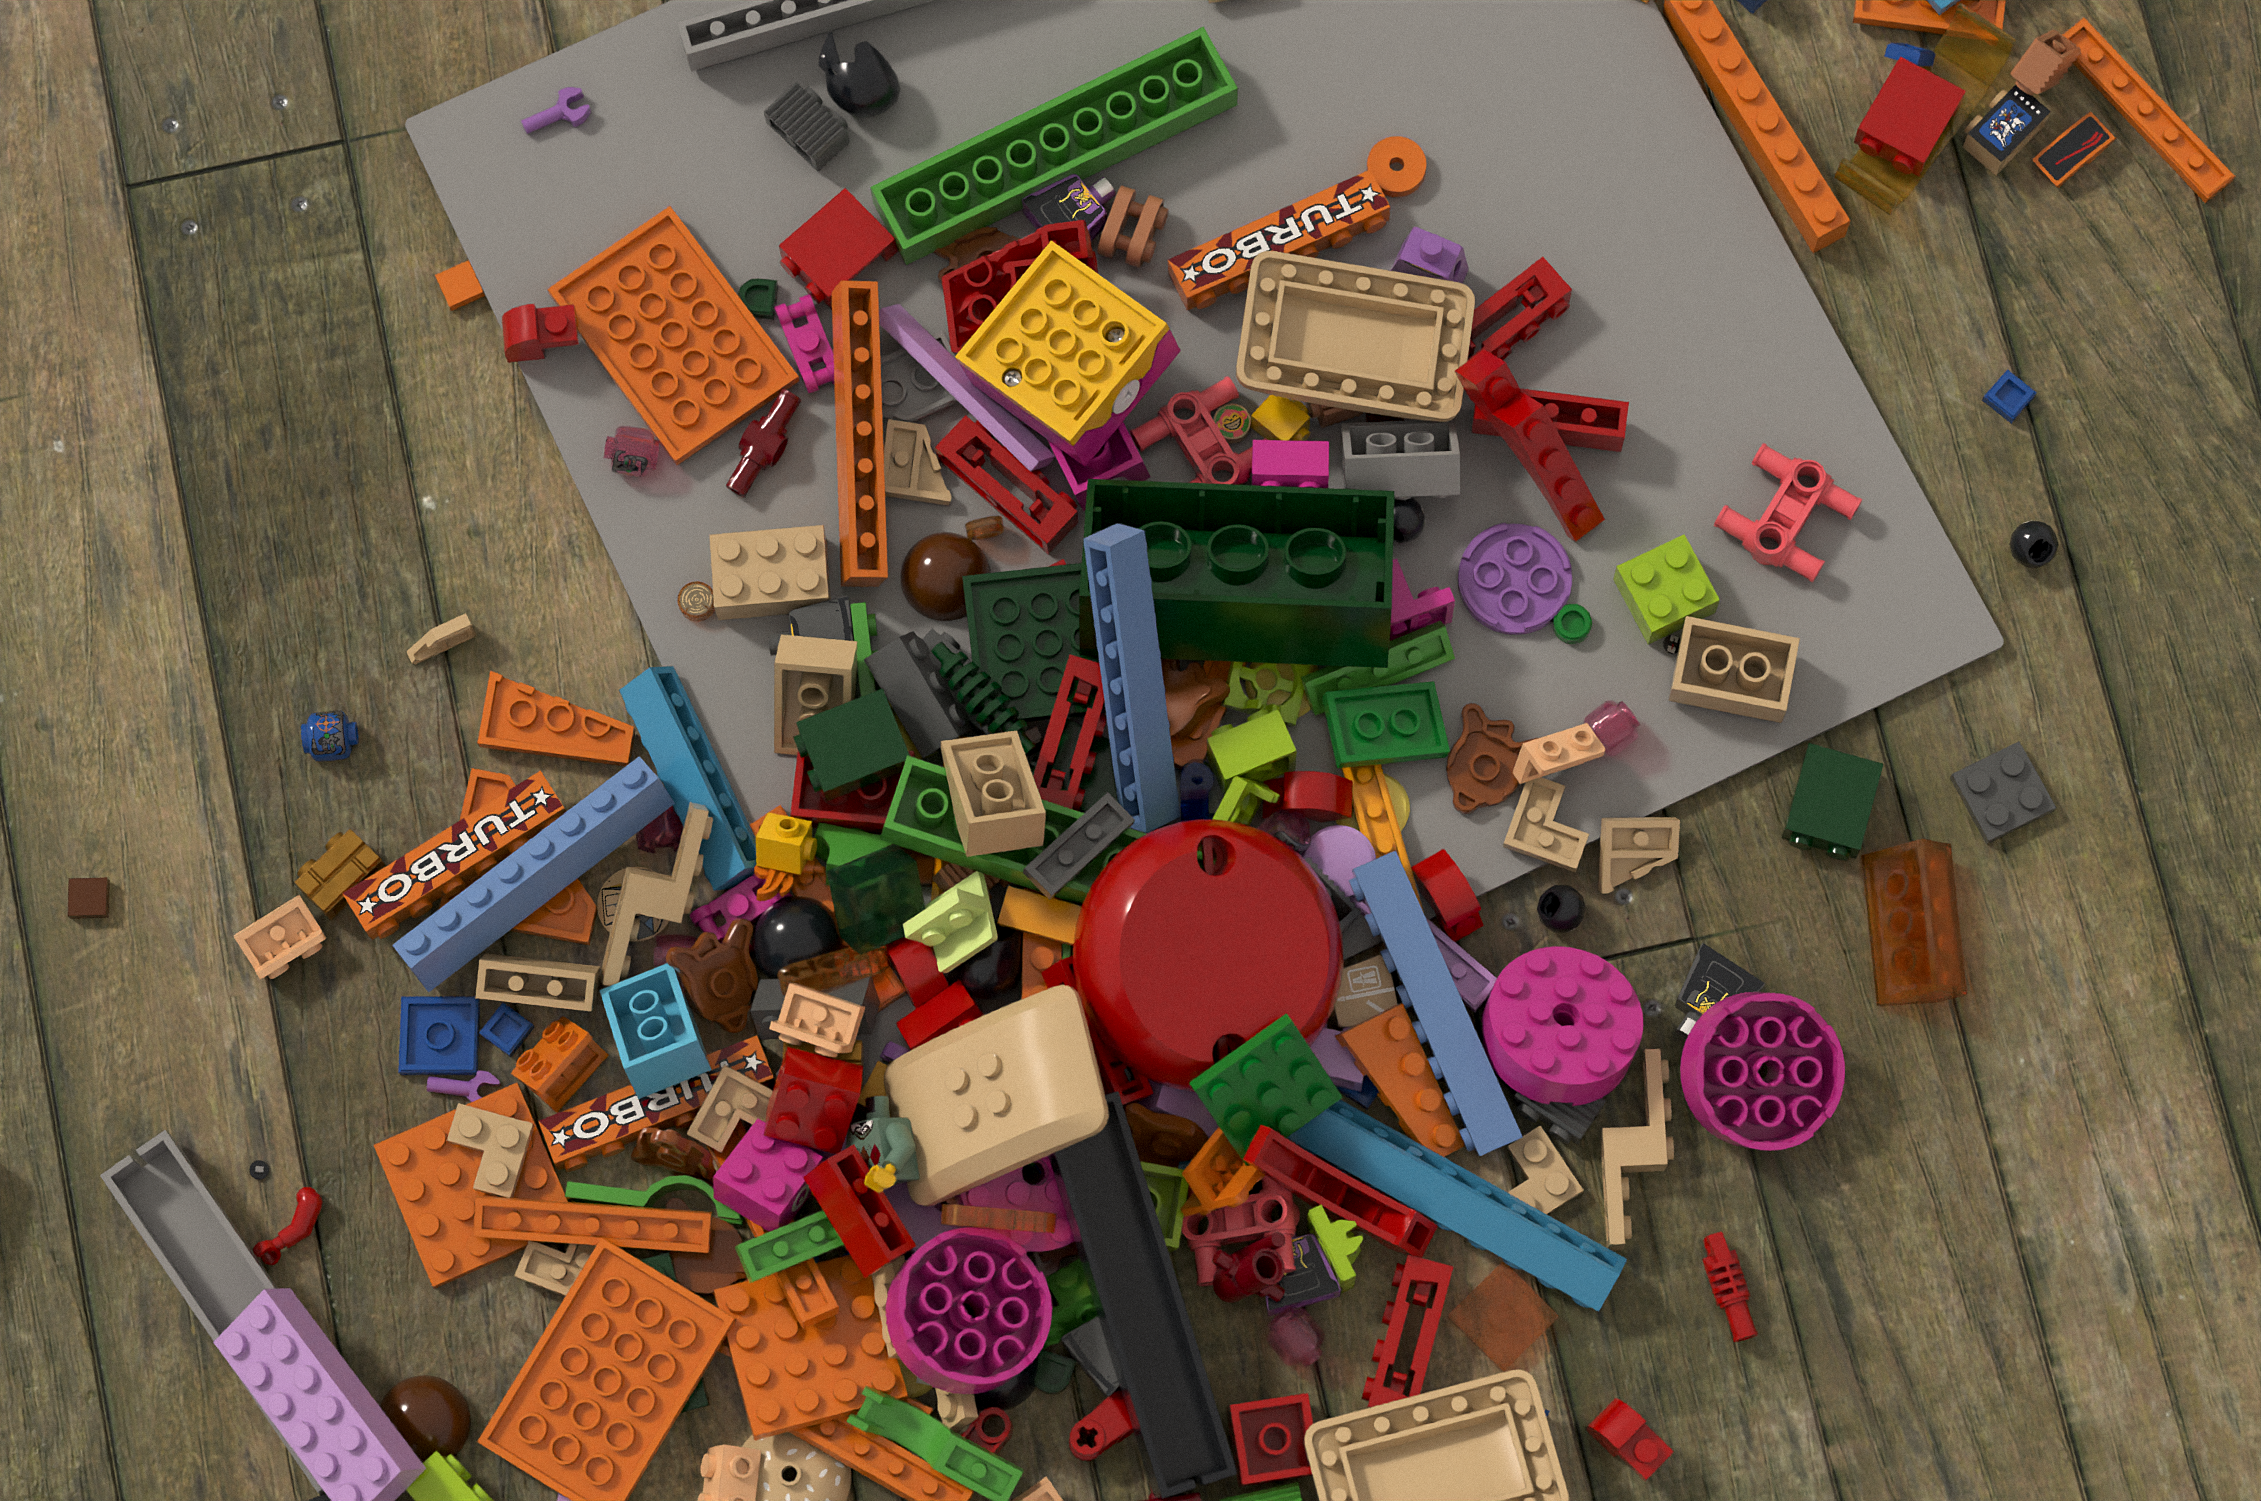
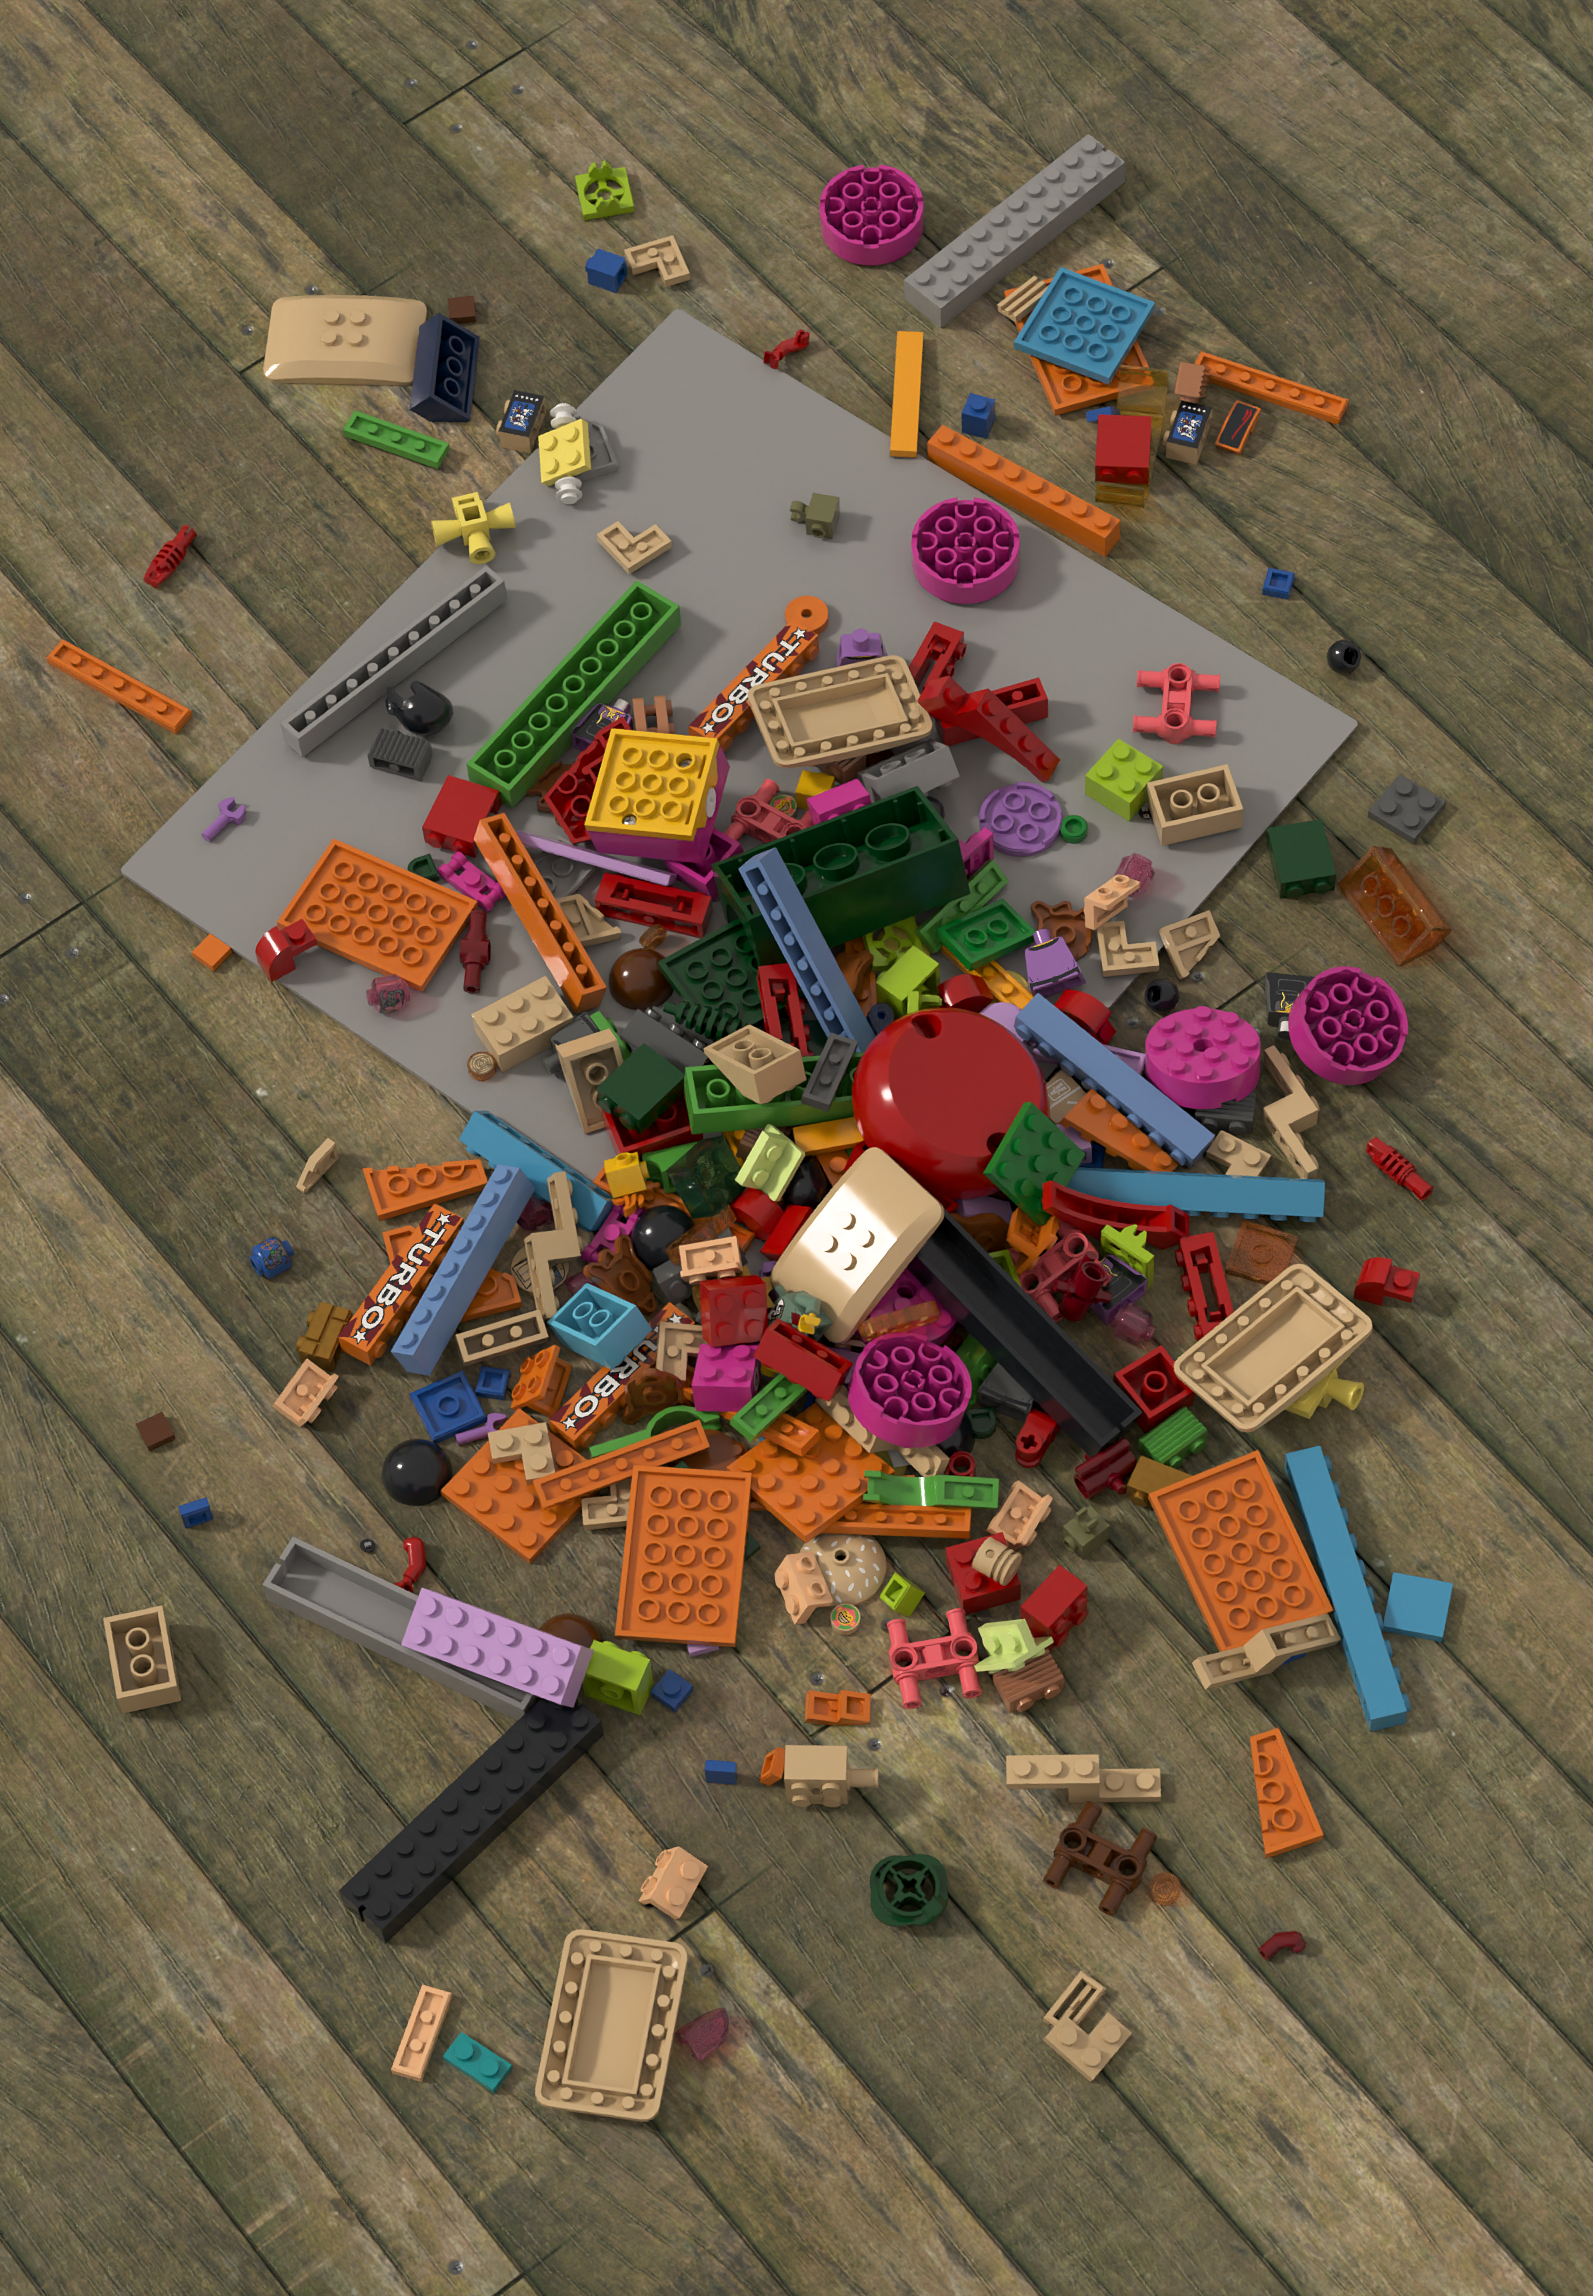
camera: 25 degrees left, 15 degrees down
(80, 1032) = (195, 1512): none -> blue tile
(362, 1103) = (416, 1472): none -> black piece
(1442, 807) = (1051, 966): none -> medium lavender torso
(1481, 34) = (820, 515): none -> olive brick
(1626, 207) = (965, 550): none -> dark pink brick

